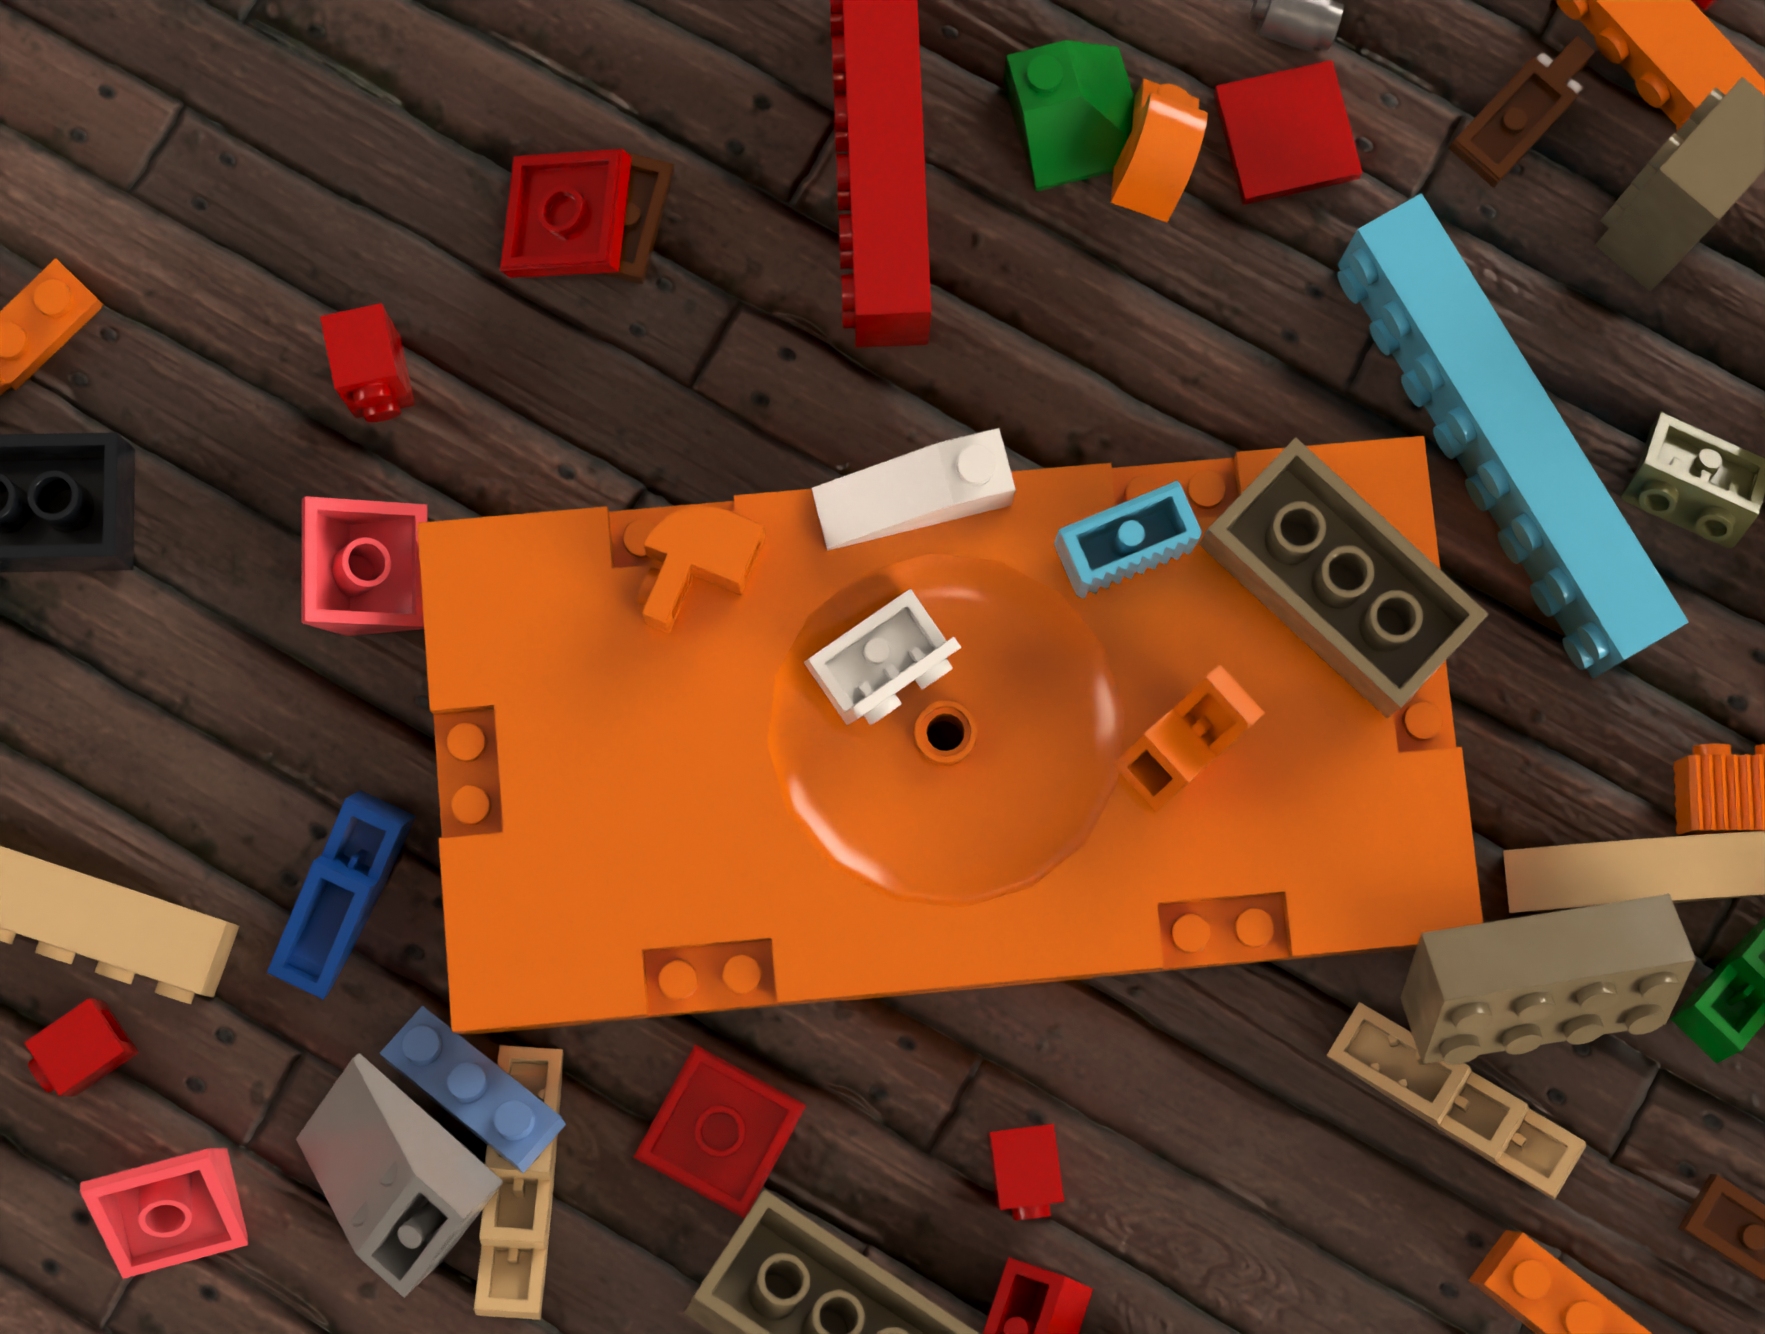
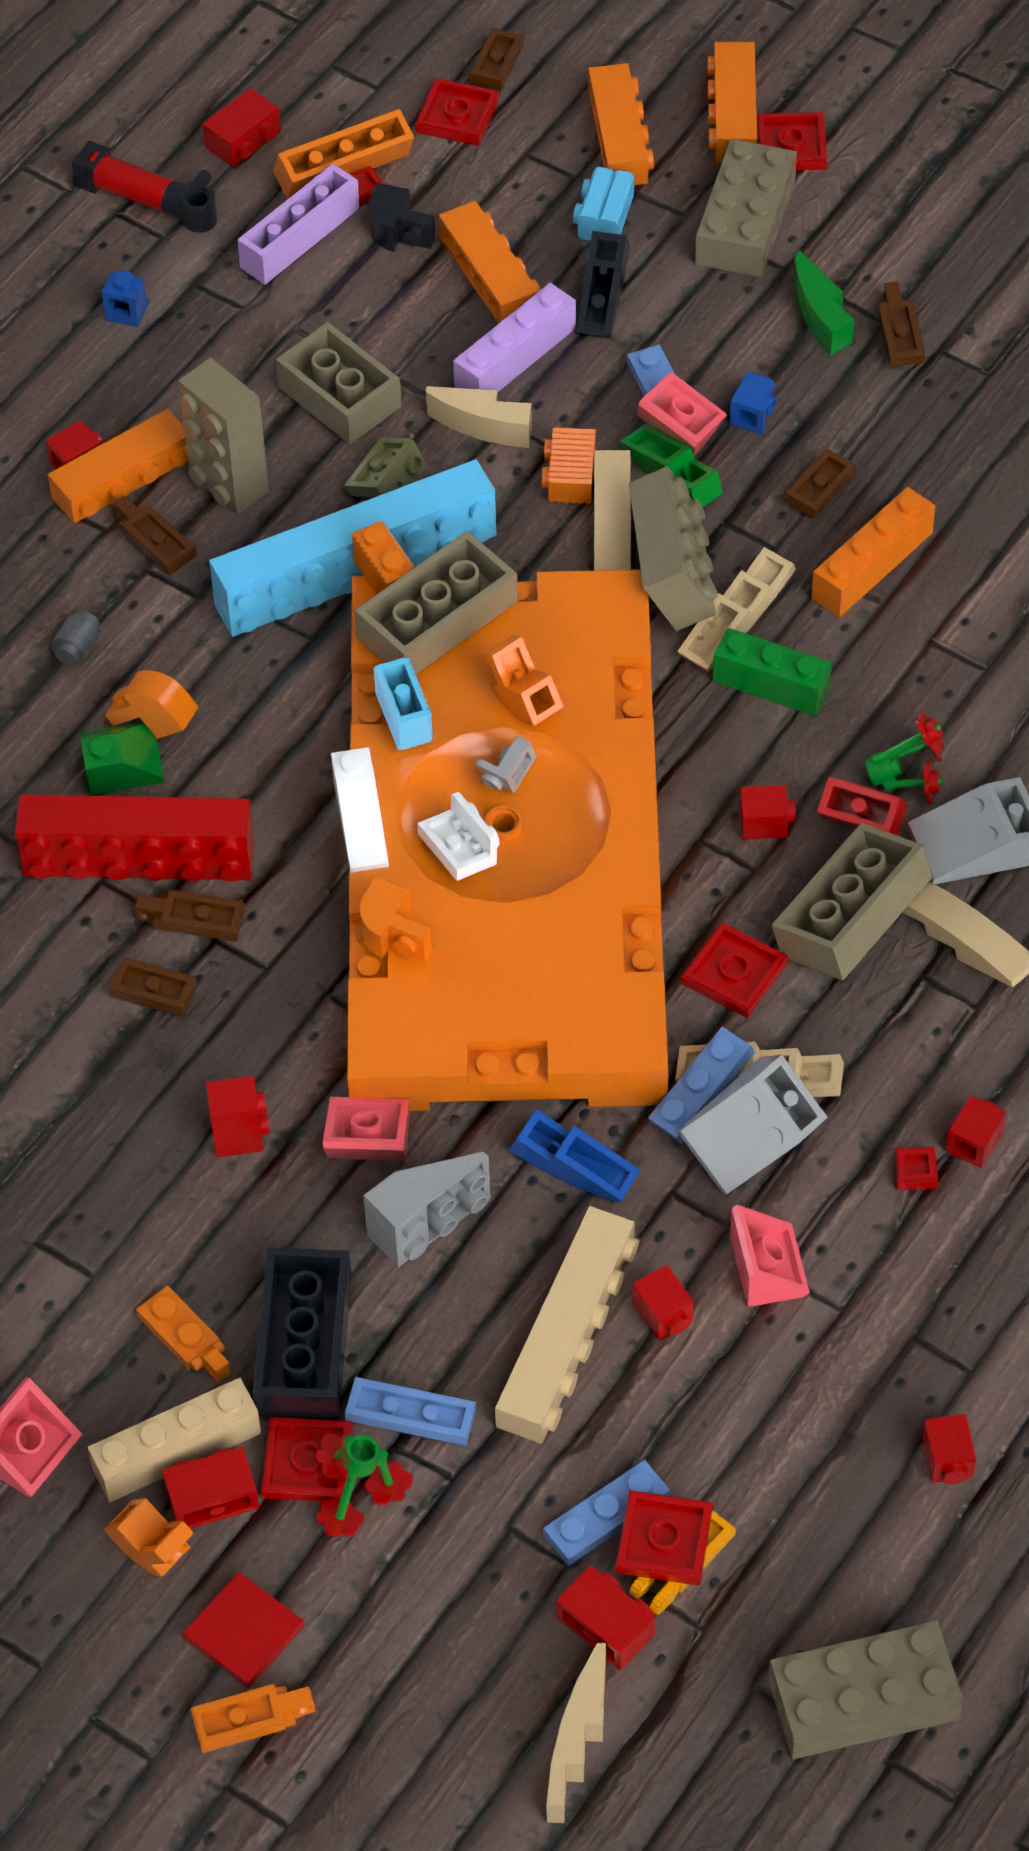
camera: 80 degrees left, 25 degrees down
(201, 636) = (425, 1203): none -> light grey slope
(566, 213) = (148, 1015): red tile -> none
(767, 263) = (192, 914): none -> reddish brown hinge
(1042, 737) = (512, 766): none -> light grey bracket
(1287, 132) = (147, 645): red tile -> none
(1318, 1166) = (771, 671): none -> green brick
(1435, 480) = (379, 556): none -> orange brick

